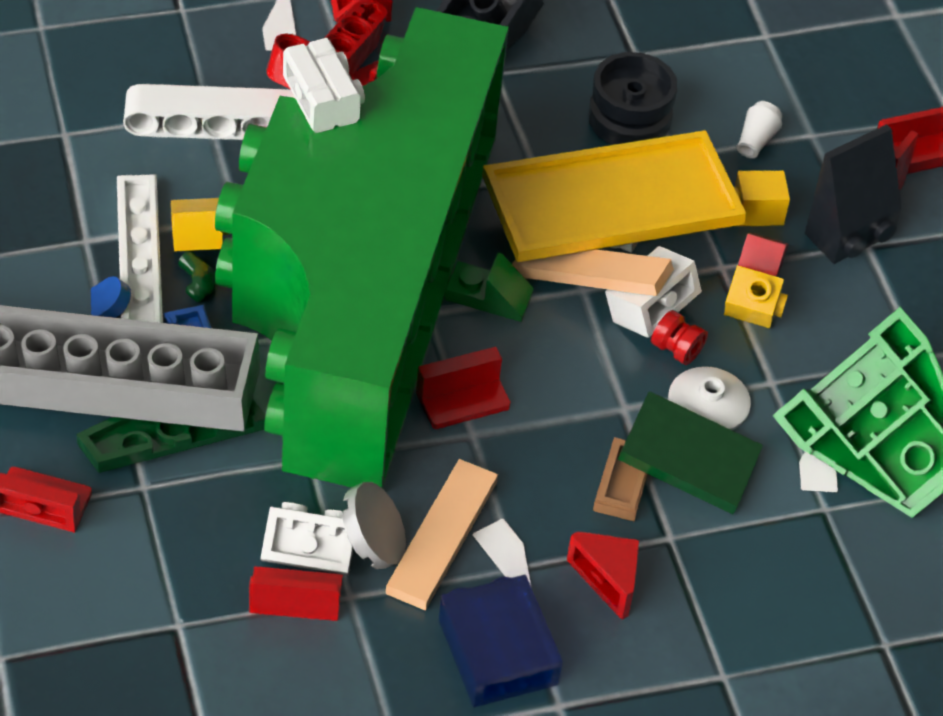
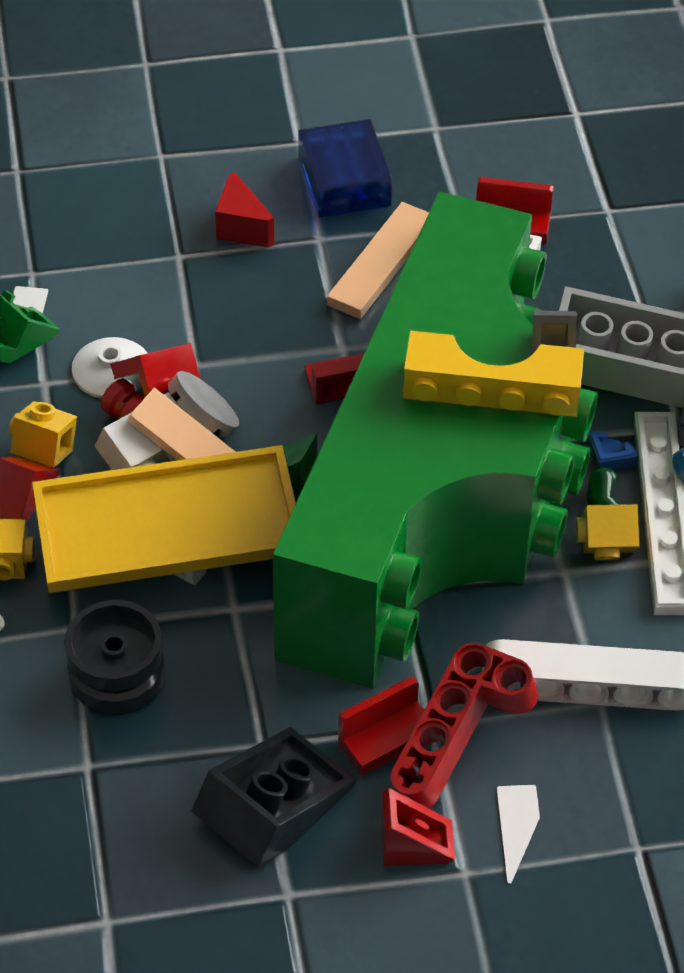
camera: 170 degrees left, 0 degrees up
(263, 200) = (554, 328): none -> dark grey tile
(274, 152) = (445, 374): none -> yellow arch
(323, 85) = (490, 456): white brick -> none
(504, 548) = (325, 249): white sticker -> none
(604, 324) = (203, 403): none -> light grey tile
(620, 486) = (210, 298): medium nougat tile -> none
(659, 357) = (158, 367): none -> red panel
(690, 452) = (146, 303): dark green tile -> none

